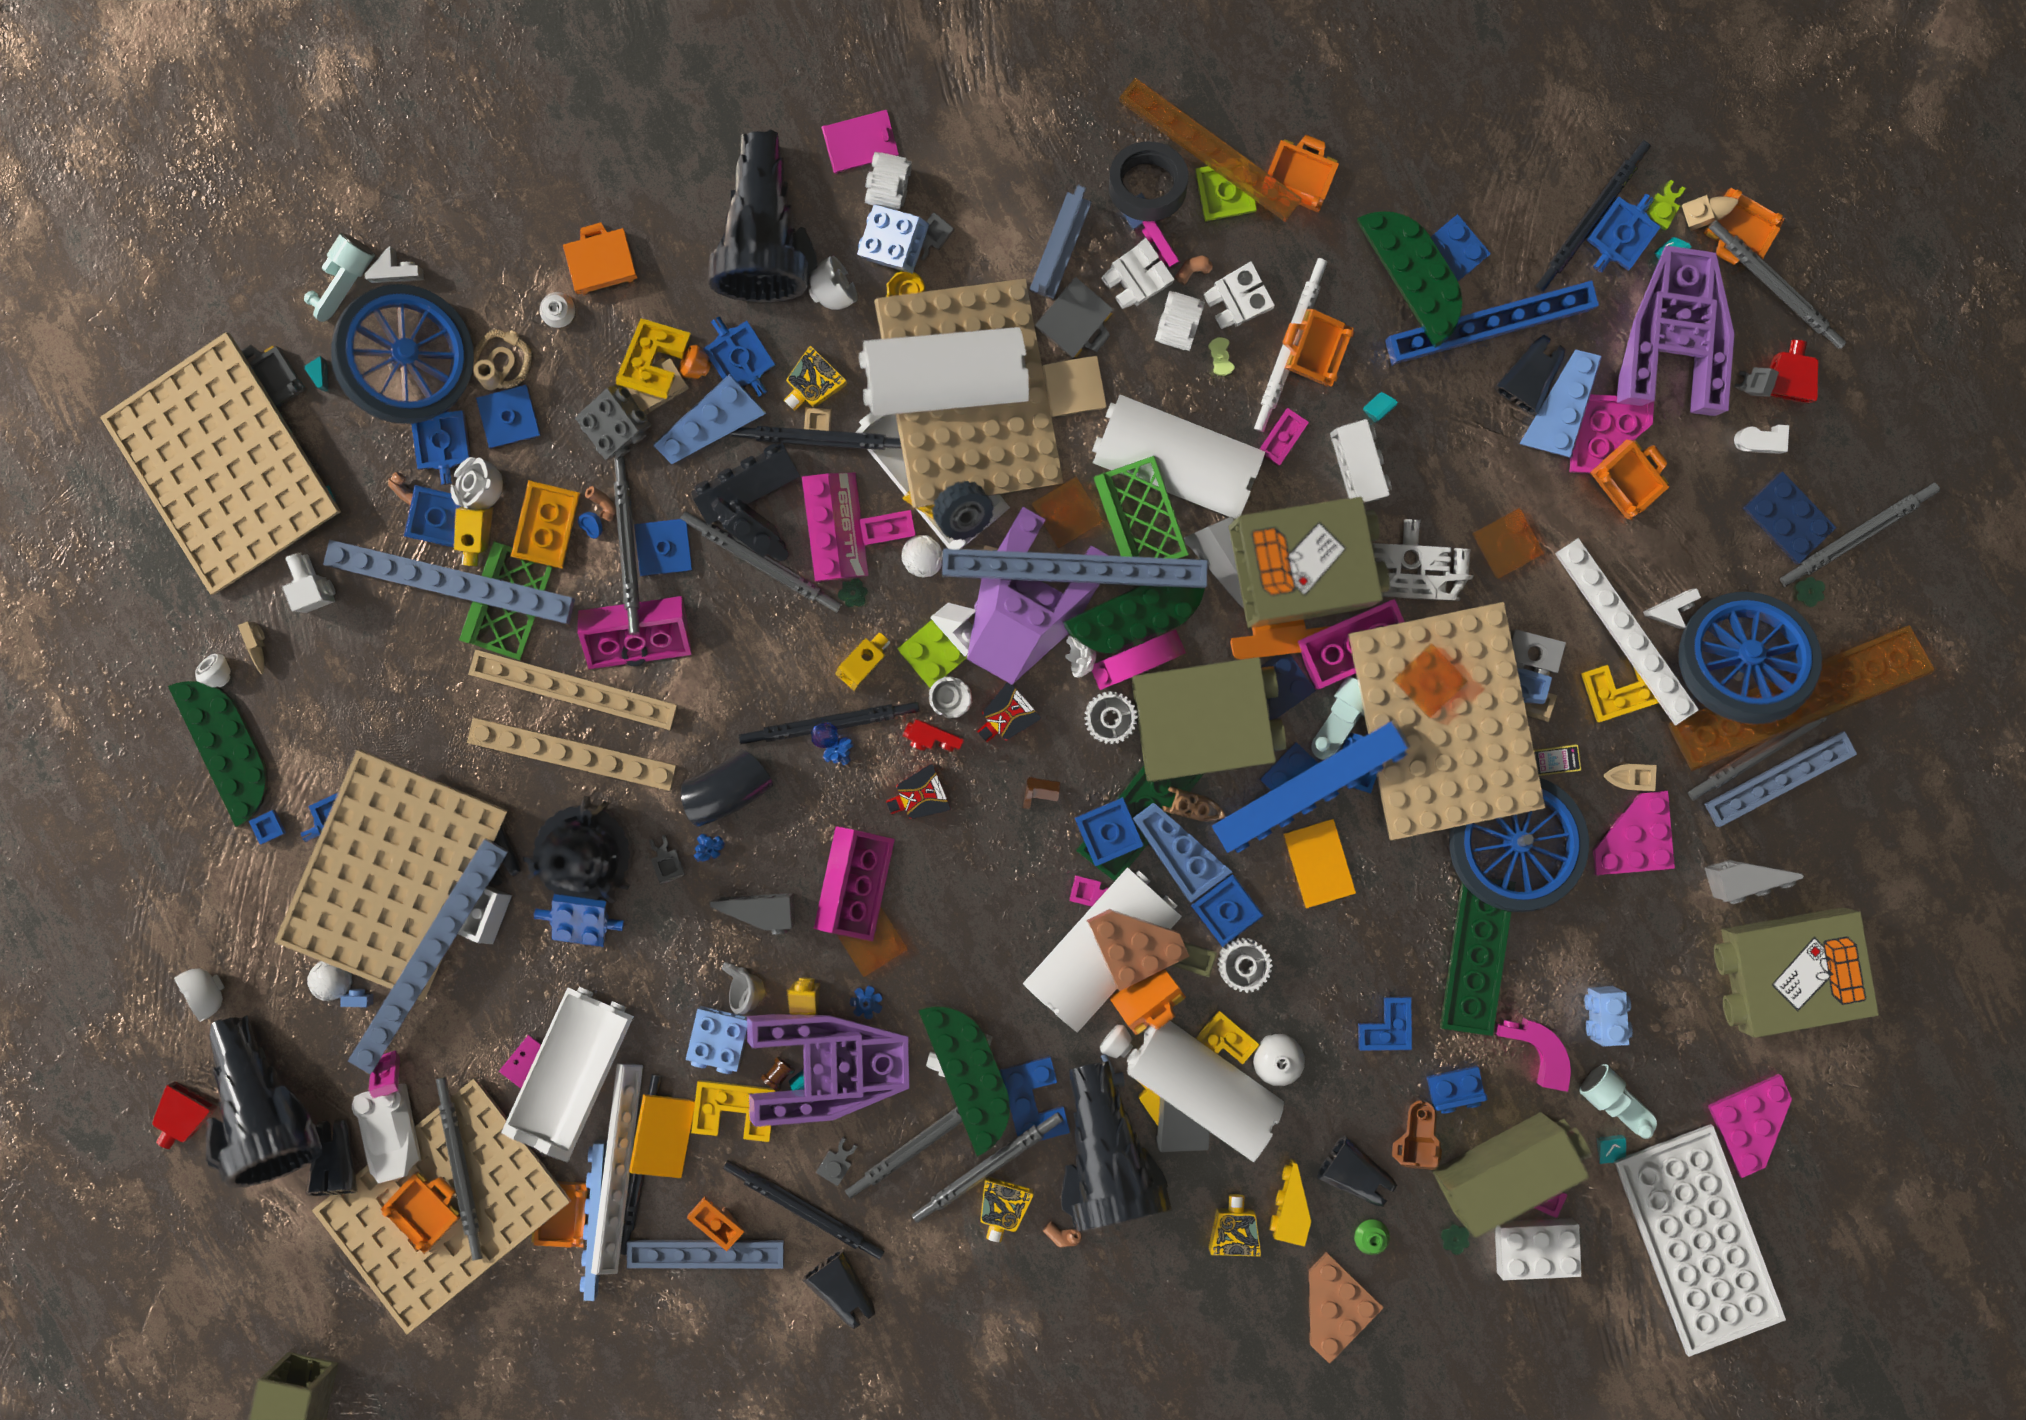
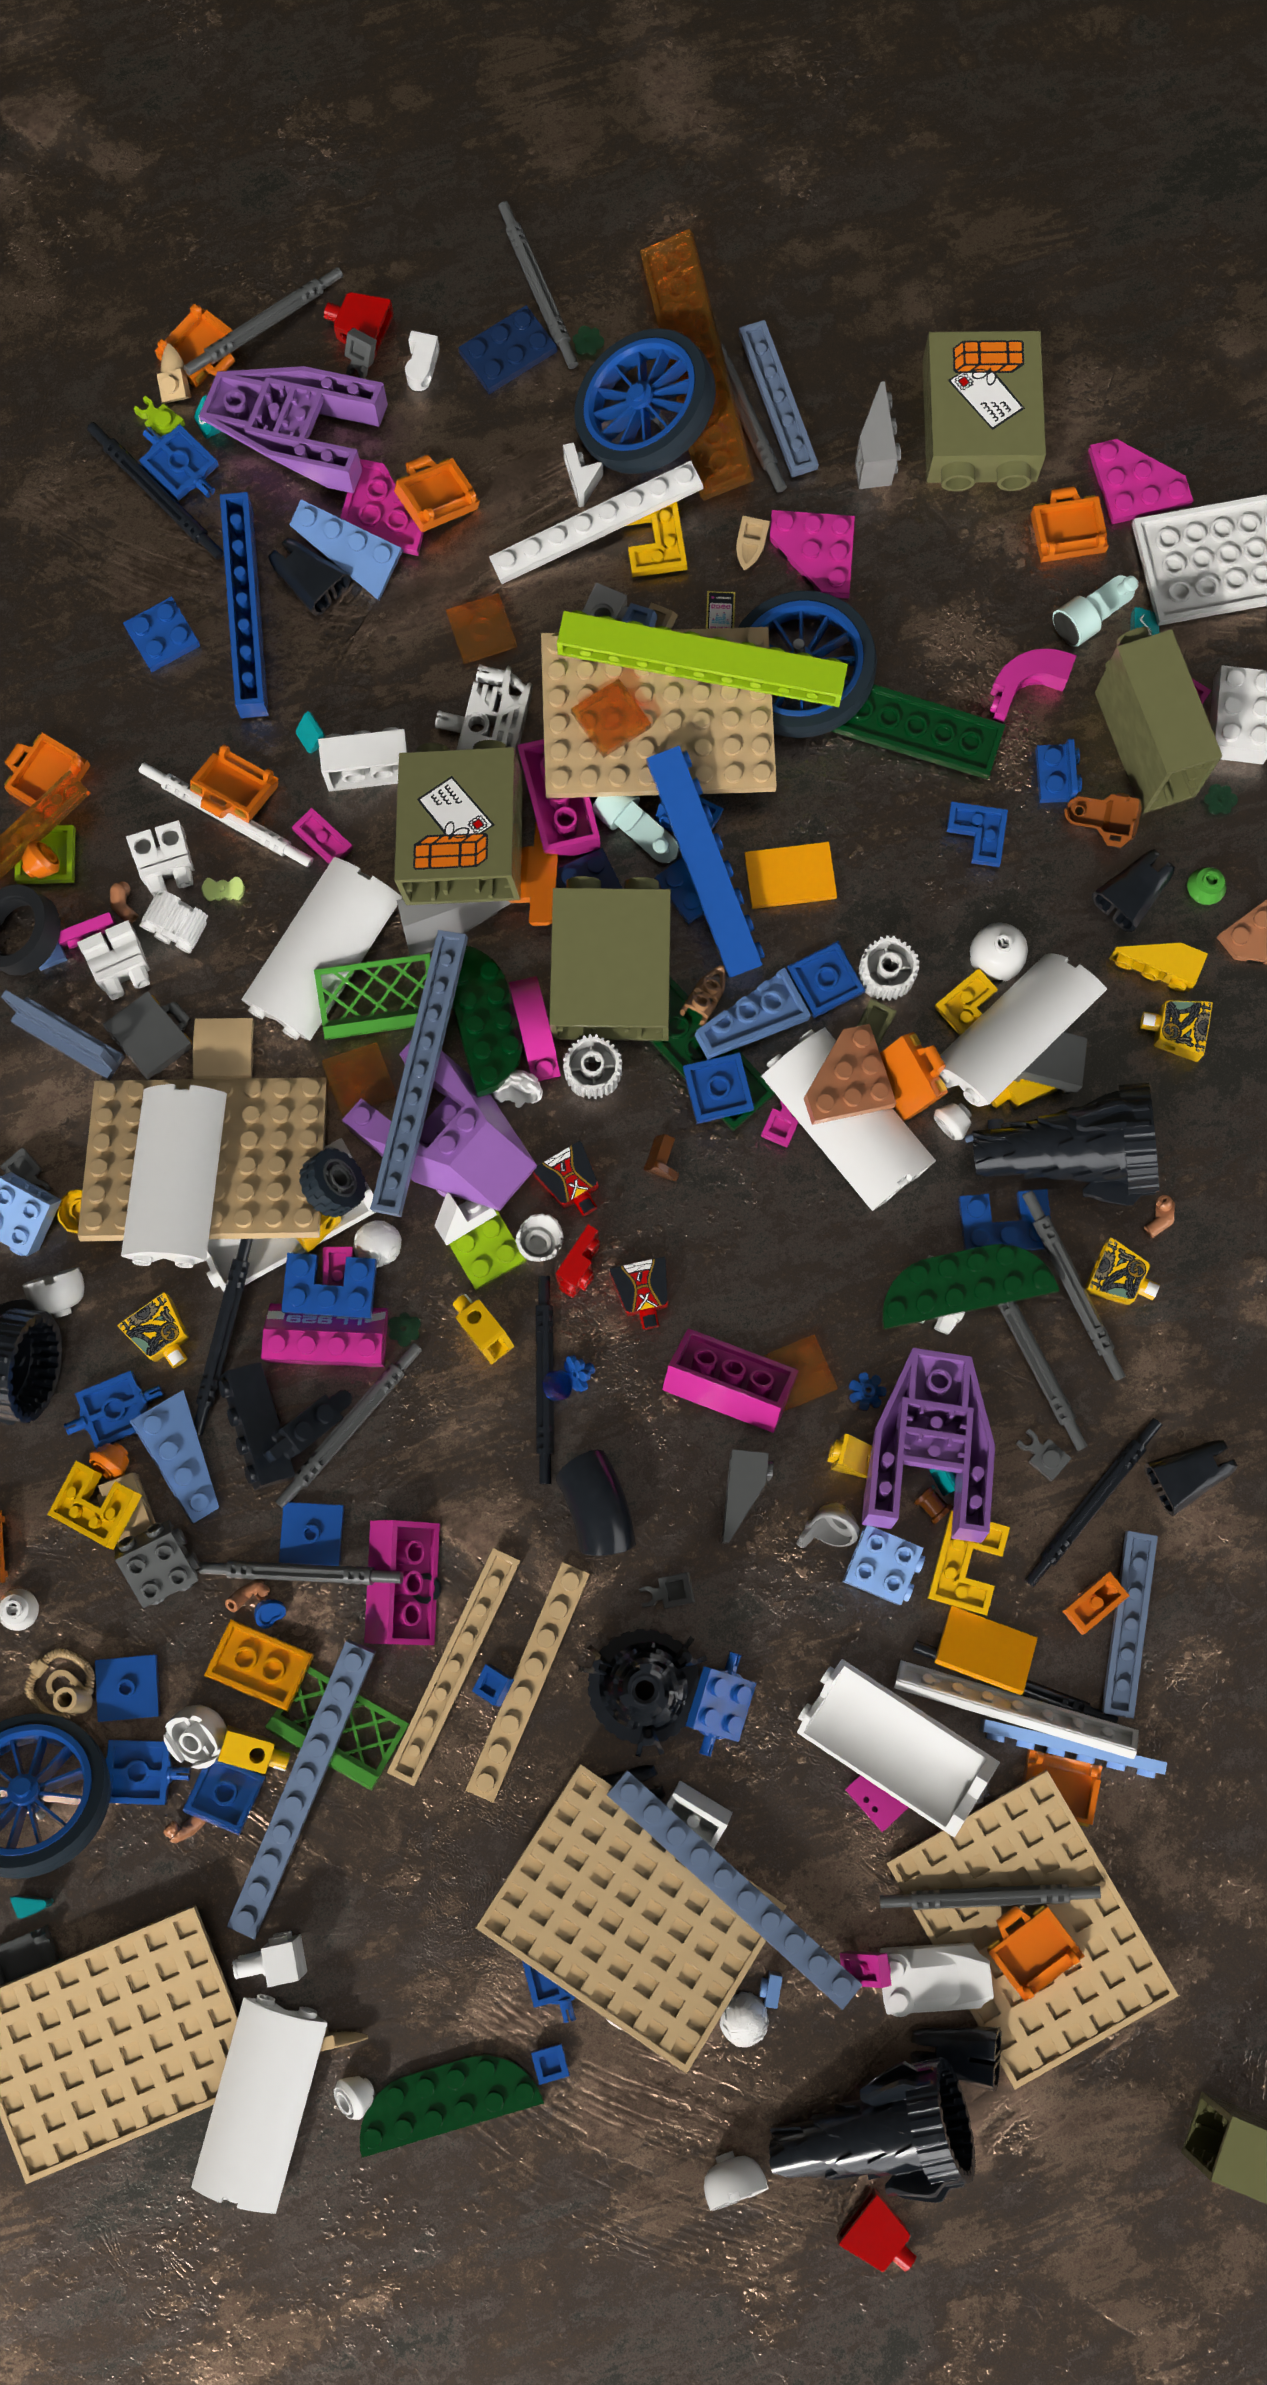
camera: 80 degrees left, 10 degrees down
(193, 596) = (259, 2104): none -> white cylinder
(562, 725) = (493, 1685): none -> blue plate
(708, 847) = (662, 1540): blue plant -> none
(818, 419) = (201, 1334): tan tile -> none
(866, 543) = (306, 1297): none -> blue plate
(1215, 189) = (39, 860): none -> orange cone
(1417, 271) = (172, 669): dark green plate -> none
(1500, 754) = (701, 658): none -> lime brick
(1608, 1016) = (1001, 602): light blue brick -> none
(1697, 1067) = (1069, 527): none -> orange piece

